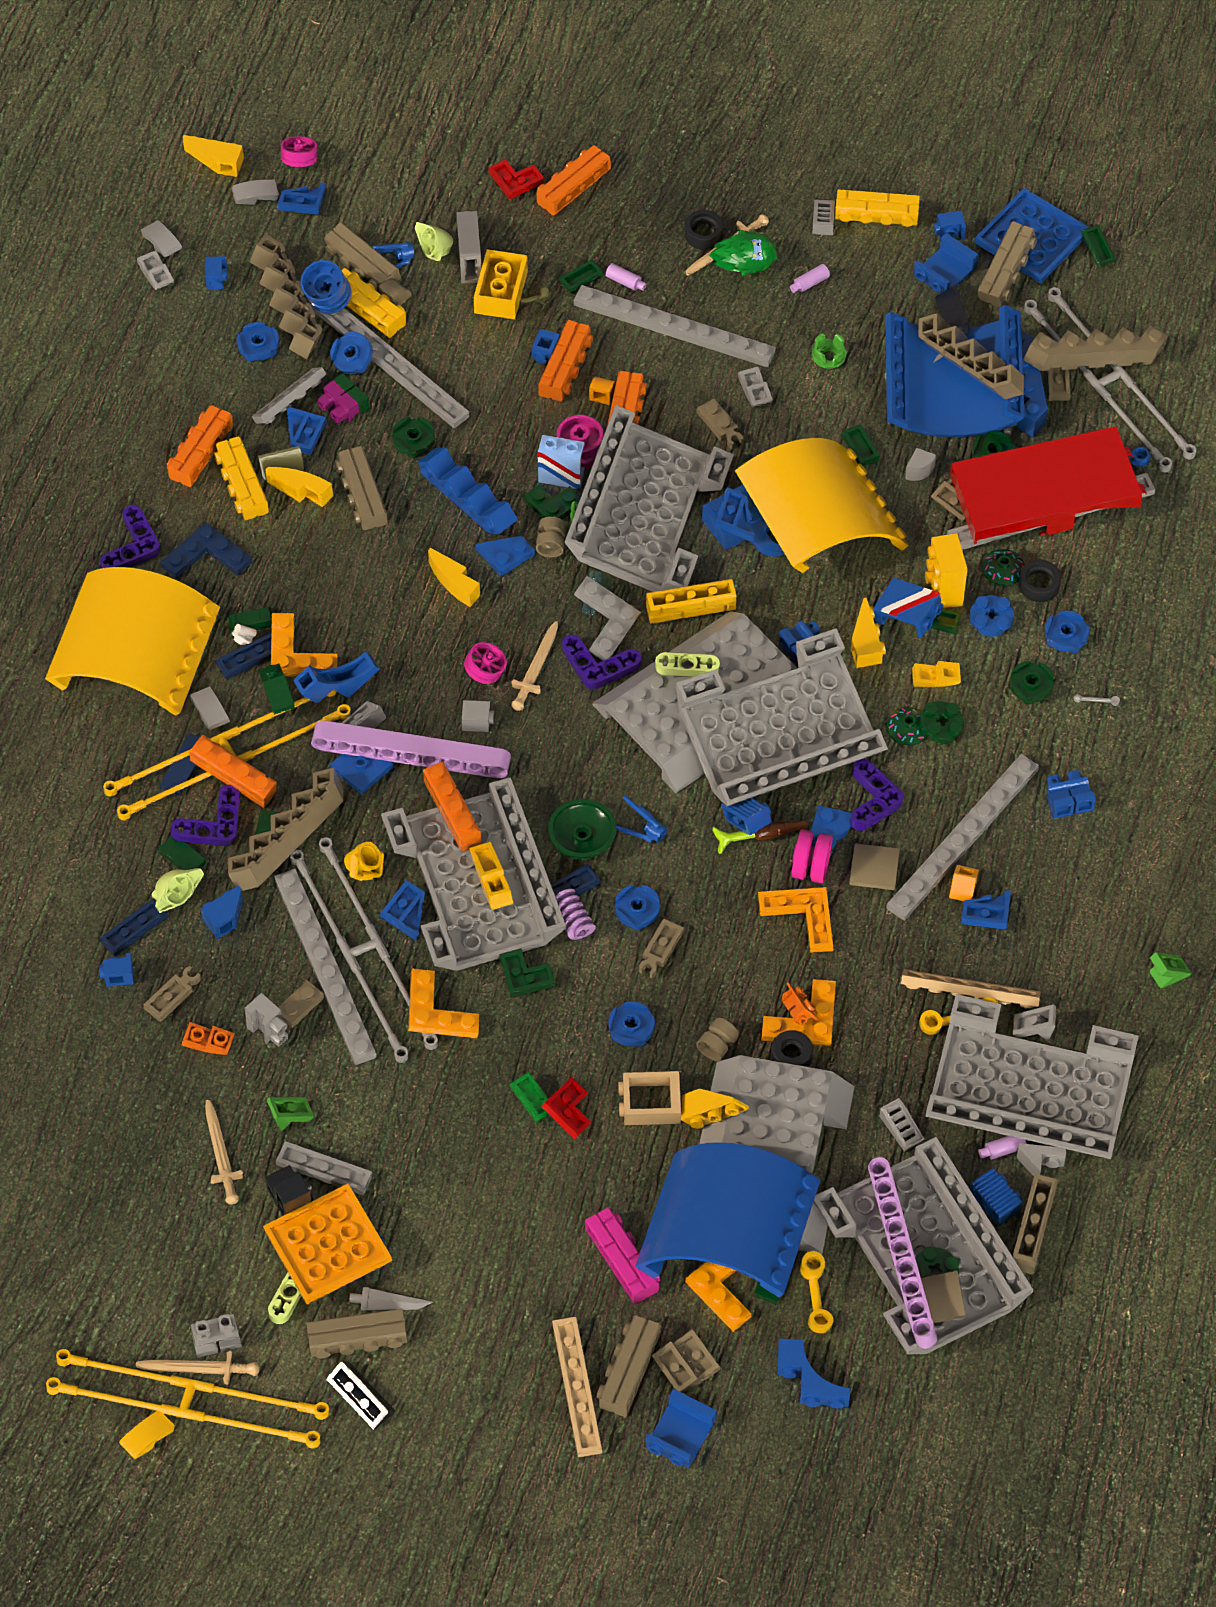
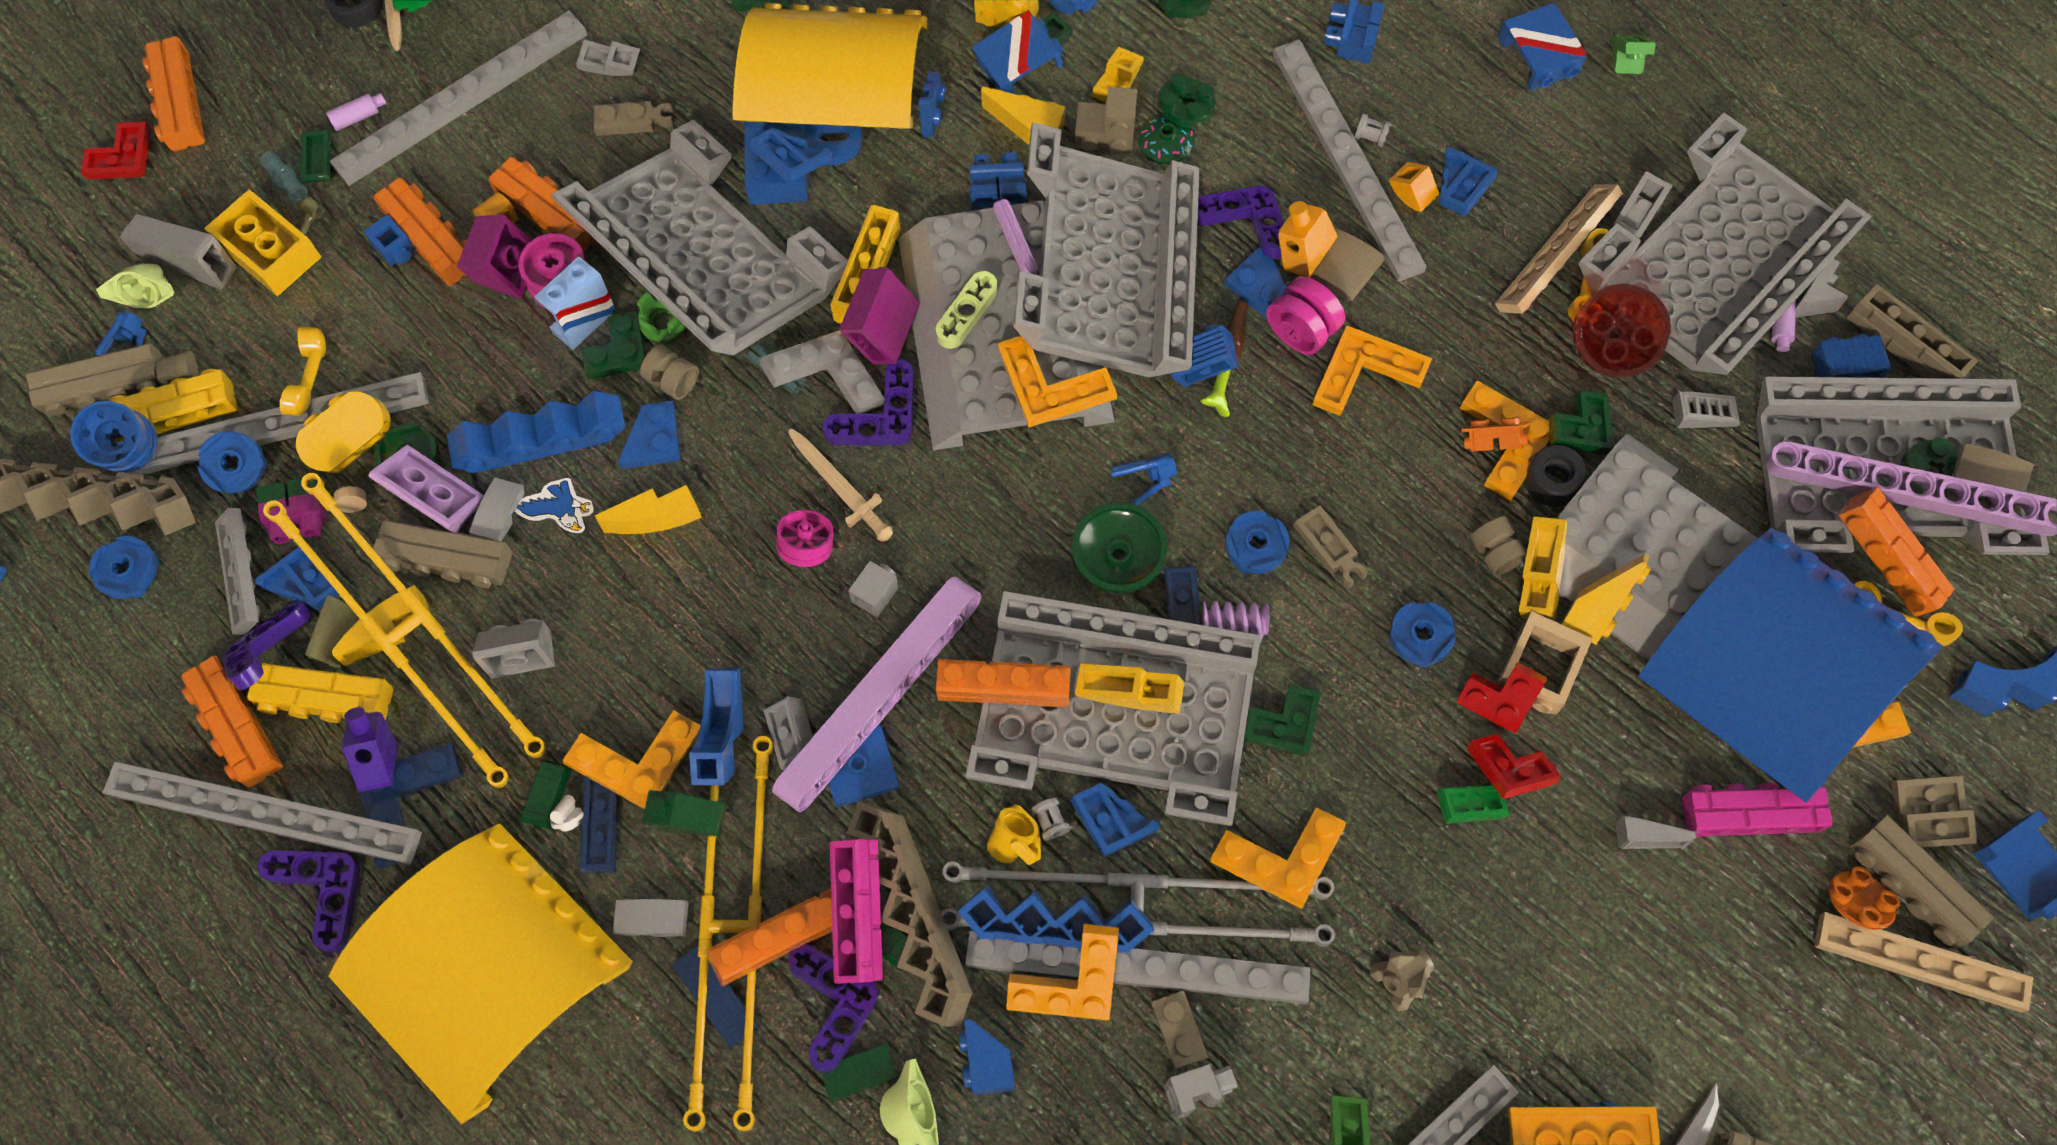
camera: 60 degrees left, 10 degrees up
(157, 490) = (263, 813): none -> light grey plate
(221, 516) = (369, 736): none -> dark purple torso
(239, 427) = (242, 657): none -> dark purple beam
(267, 795) = (856, 911): none -> dark pink brick
(289, 488) = (388, 640): none -> yellow bar
(289, 941) = (1084, 998): none -> light orange plate
(318, 892) = (1037, 923): none -> blue brick
(325, 555) = (514, 648): none -> light grey slope
(367, 424) = (350, 499): none -> tan tile
(386, 877) = (1050, 807): none -> light grey bush
(394, 457) = (428, 488): none -> lavender slope
(399, 1102) = (1404, 976): none -> dark tan rock
(403, 499) = (495, 510): none -> light grey slope
(404, 395) = (342, 431): none -> yellow brick
(431, 529) = (559, 503): none -> sticker
(451, 347) = (297, 398): none -> yellow piece
(555, 268) = (283, 176): none -> clear light blue pin
(566, 1196) = (1645, 834): none -> light grey slope
(569, 400) = (494, 254): none -> magenta slope
(598, 1337) = (1863, 899): none -> orange dish
(610, 1082) = (1504, 704): none -> red plate
(648, 734) = (1044, 402): none -> light orange plate
(657, 623) = (879, 316): none -> magenta brick
(712, 1067) = (1543, 567): none -> yellow slope
(756, 666) = (1015, 237): none -> lavender axle
(837, 577) = (928, 105): none -> blue wing
(840, 1059) = (1588, 429): none -> dark green plate
(851, 1261) = (1896, 552): none -> orange brick
(871, 830) = (1305, 238): none -> light orange torso
(890, 683) = (1109, 124): none -> dark tan brick
(916, 1039) = (1641, 325): none -> clear red cylinder
(996, 831) = (1372, 130): none -> light grey bush
(1132, 912) = (1545, 45): none -> blue panel

